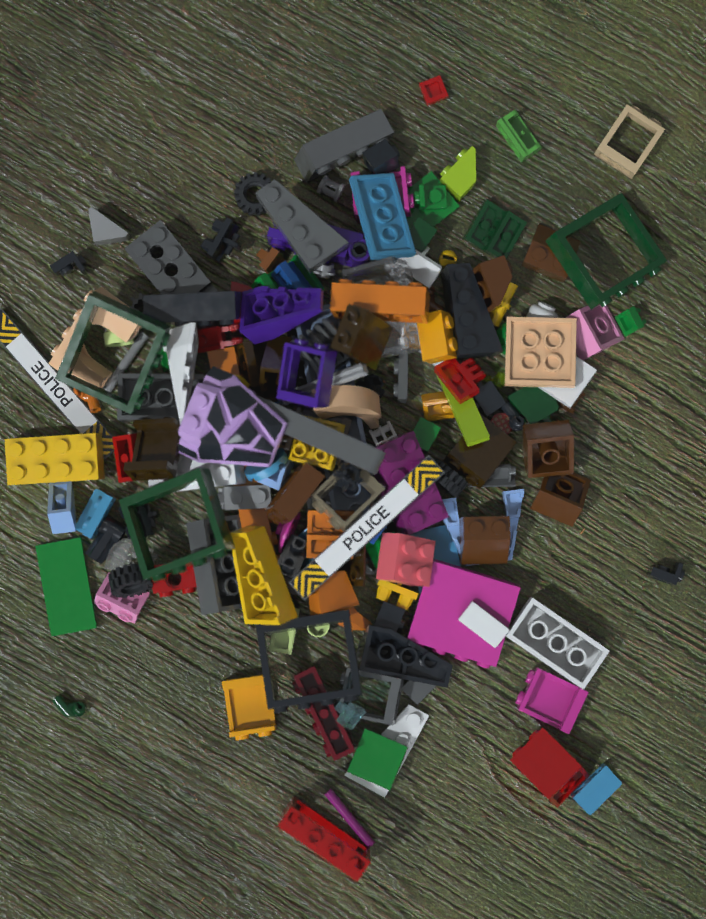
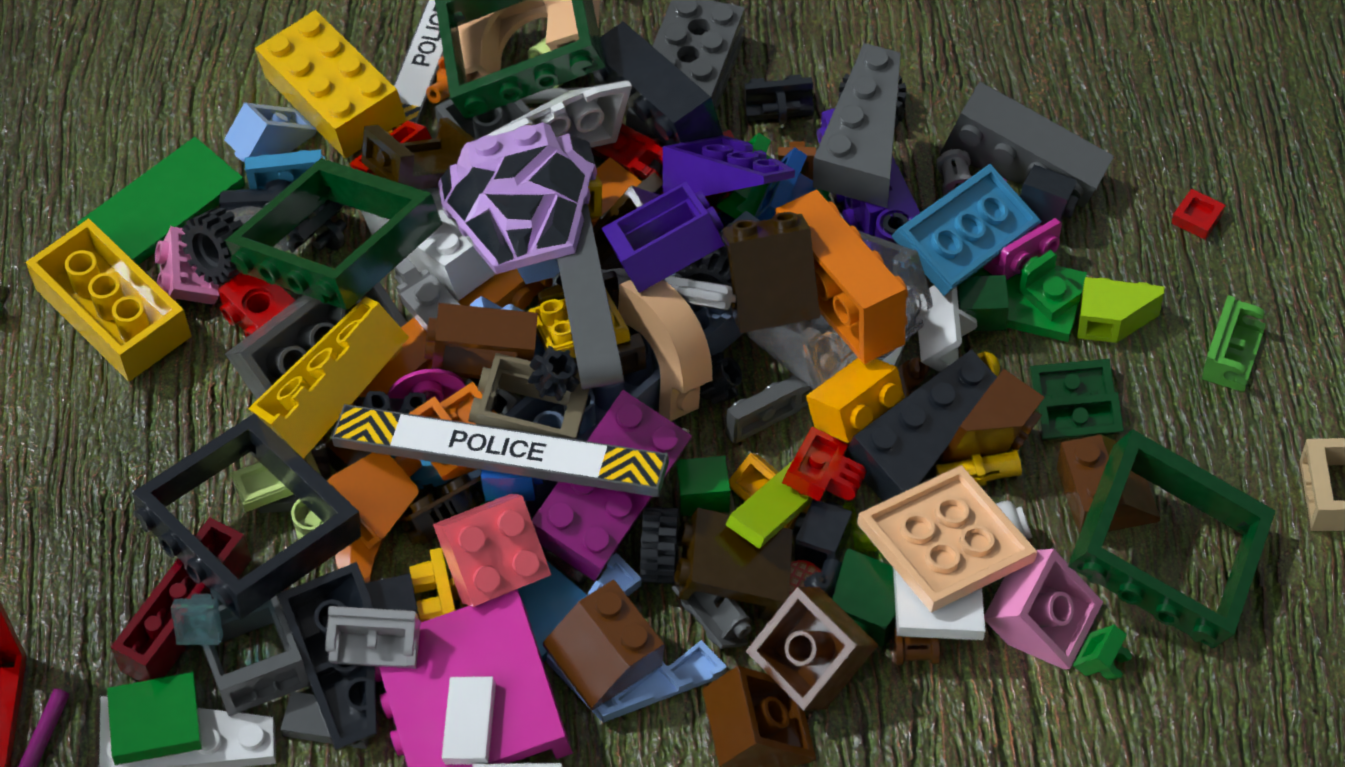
camera: 60 degrees right, 30 degrees down
(118, 649) = (109, 299): none -> yellow brick
(248, 707) = (109, 518): light orange panel -> none
(261, 473) = (498, 291): dark azure tile -> none
(413, 640) = (373, 637): none -> light grey hinge

